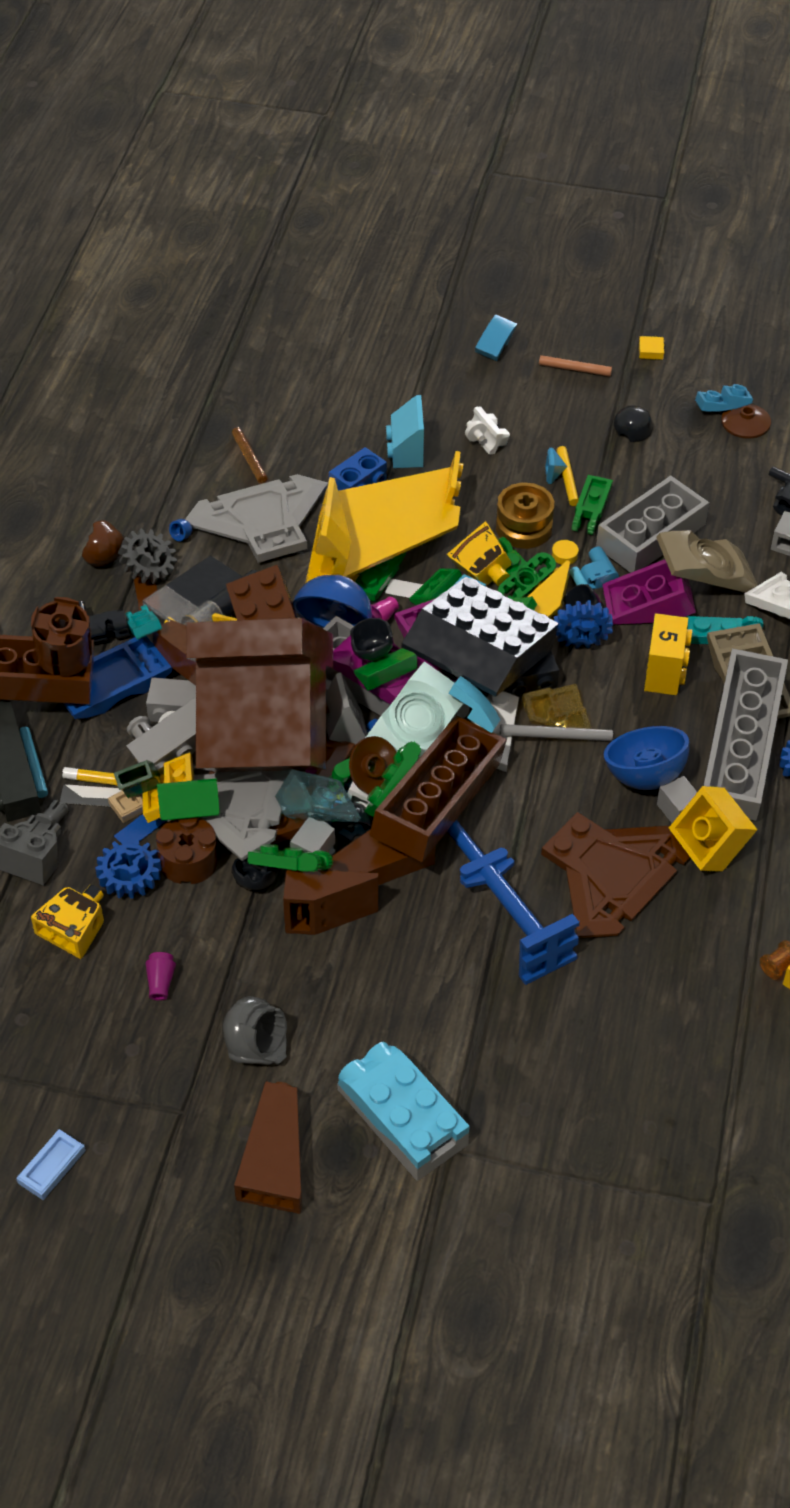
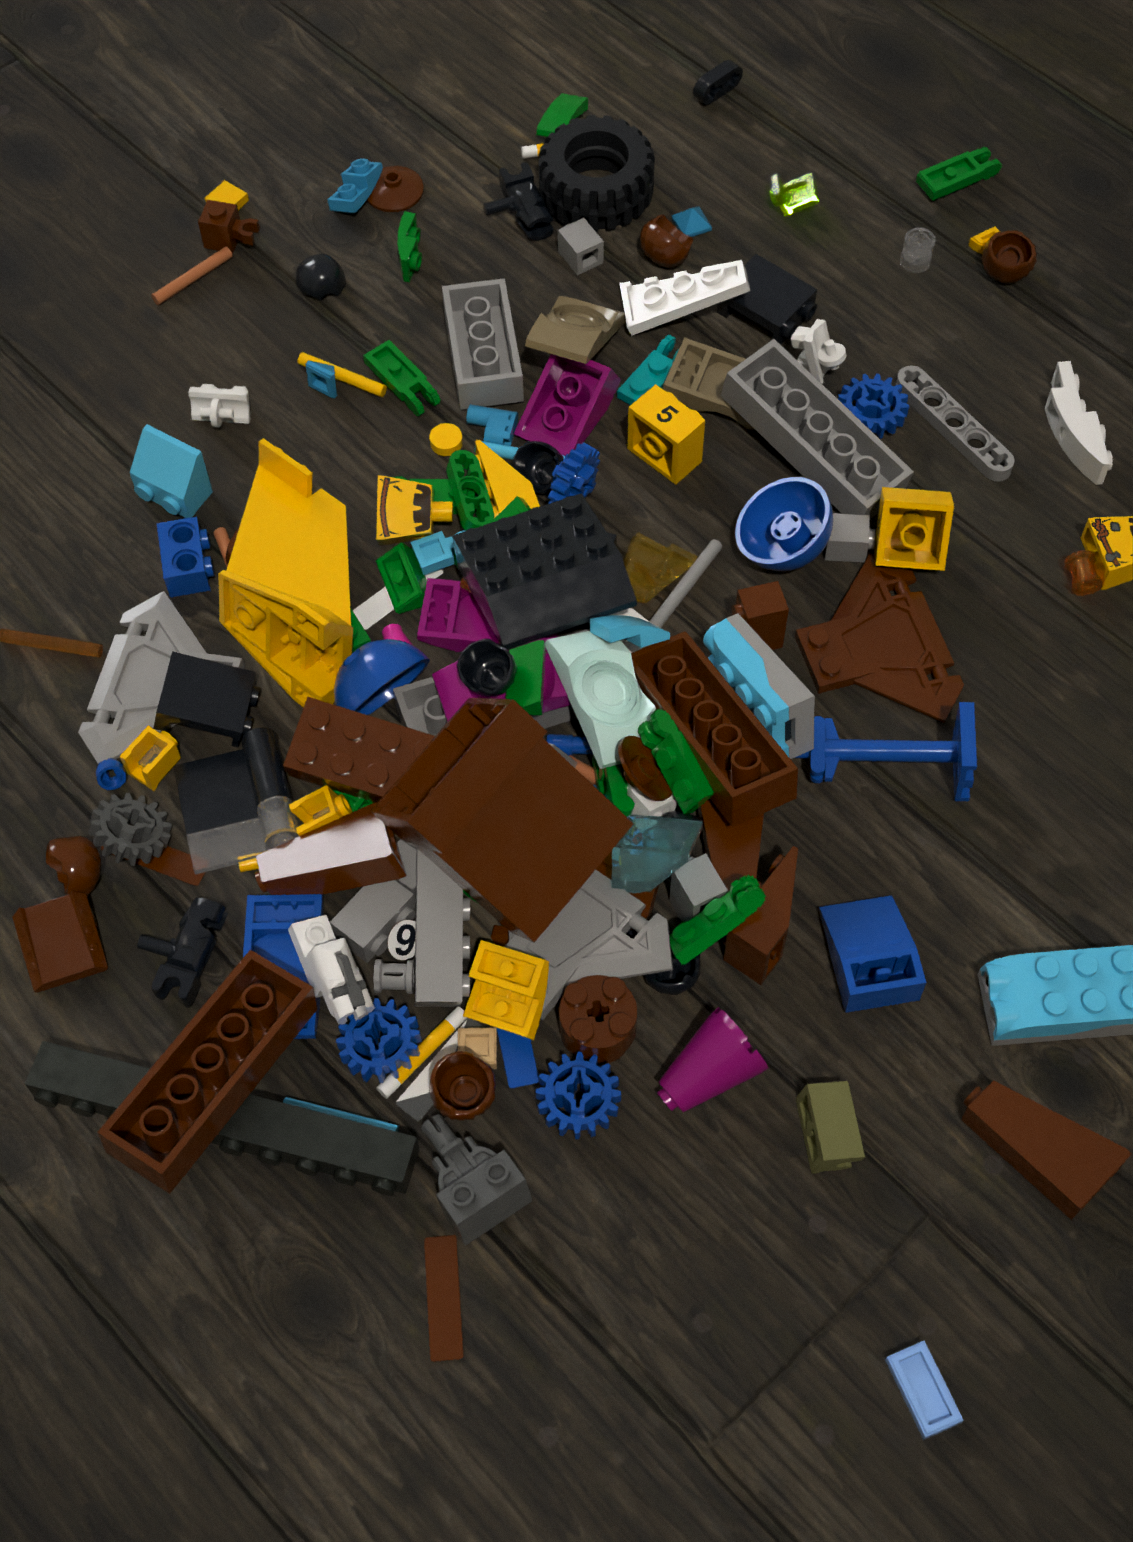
camera: 55 degrees left, 10 degrees up
(54, 569) = (59, 941): none -> reddish brown slope
(61, 636) = (256, 975): reddish brown cylinder -> none
(70, 919) = (611, 1193): yellow torso -> none
(90, 802) = (462, 1086): none -> reddish brown hair
(94, 748) = (394, 1045): none -> blue gear
(119, 694) = (331, 969): none -> white plate
(138, 778) = (463, 1011): dark green piece -> none
(143, 622) = (242, 886): teal hinge -> none
(159, 974) = (746, 1141): magenta cone -> none
(188, 799) = (559, 977): green slope -> none
(199, 1014) = (829, 1126): none -> olive hinge
(200, 924) = (710, 1064): none -> magenta cone
(205, 539) = (150, 757): none -> yellow window
(255, 1032) = (891, 1085): dark grey helmet -> none
(262, 537) = (207, 697): none -> black panel
(347, 976) = (872, 954): none -> blue slope
(490, 800) = (763, 683): none -> piece
(495, 337) = (90, 315): dark azure slope -> none
(525, 515) = (376, 440): pearl gold wheel -> none
(559, 780) = (764, 611): none -> reddish brown brick
(623, 355) = (222, 226): none -> reddish brown brick
(700, 446) = (408, 241): none -> green slope

